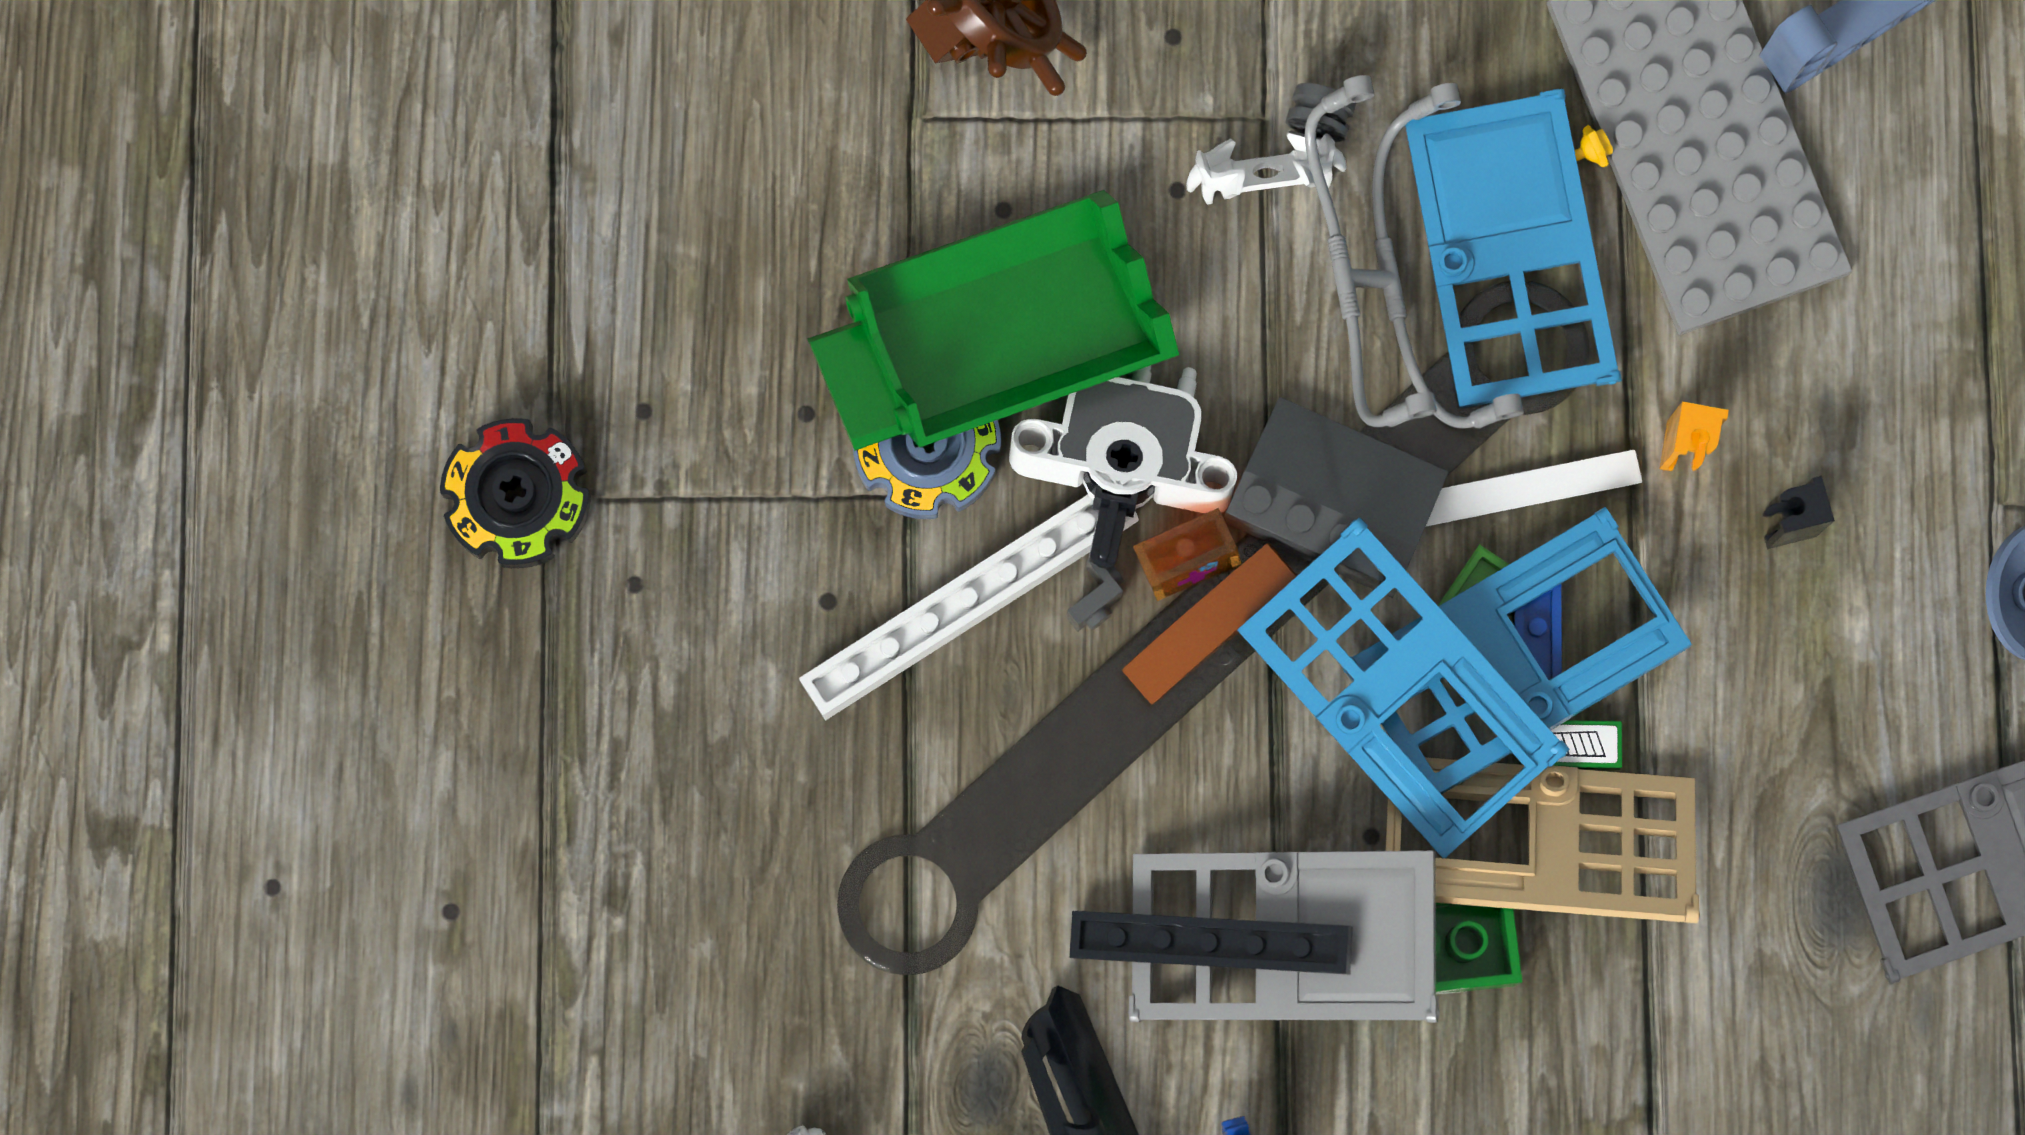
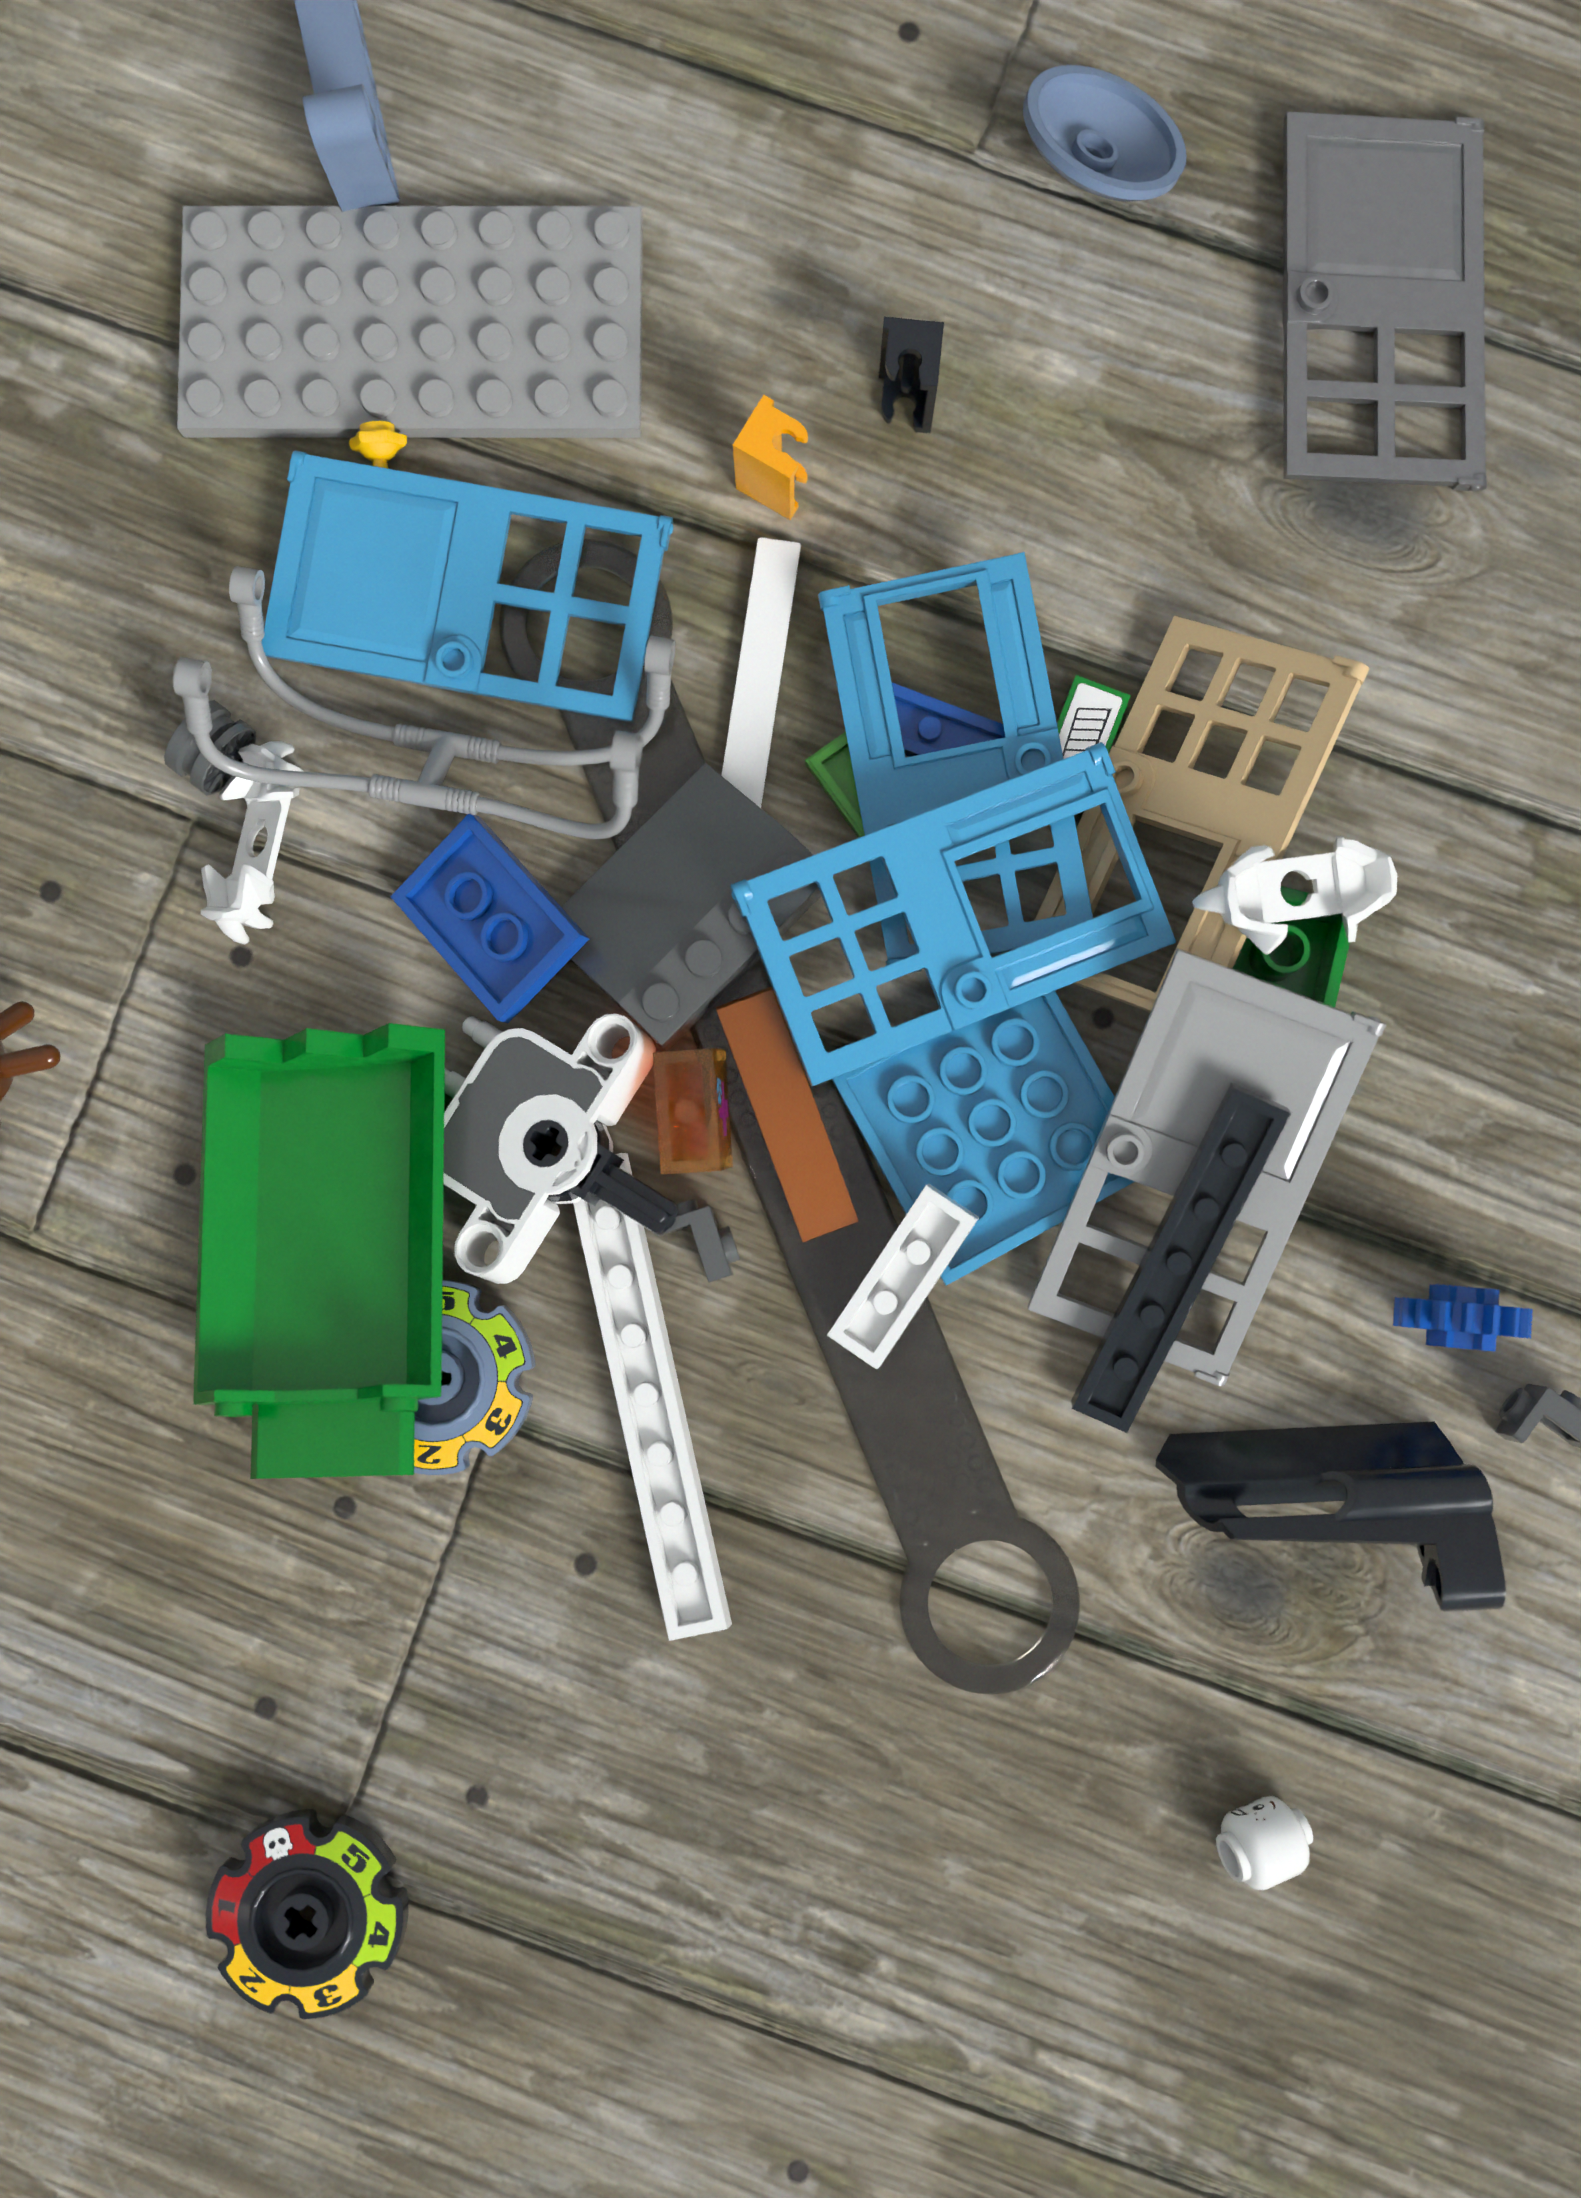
camera: 65 degrees left, 5 degrees up
(1123, 749) = (903, 1276): none -> white plate
(1253, 772) = (989, 1119): none -> dark azure plate
(1272, 357) = (489, 918): none -> blue plate
(1533, 962) = (1347, 882): none -> white piece

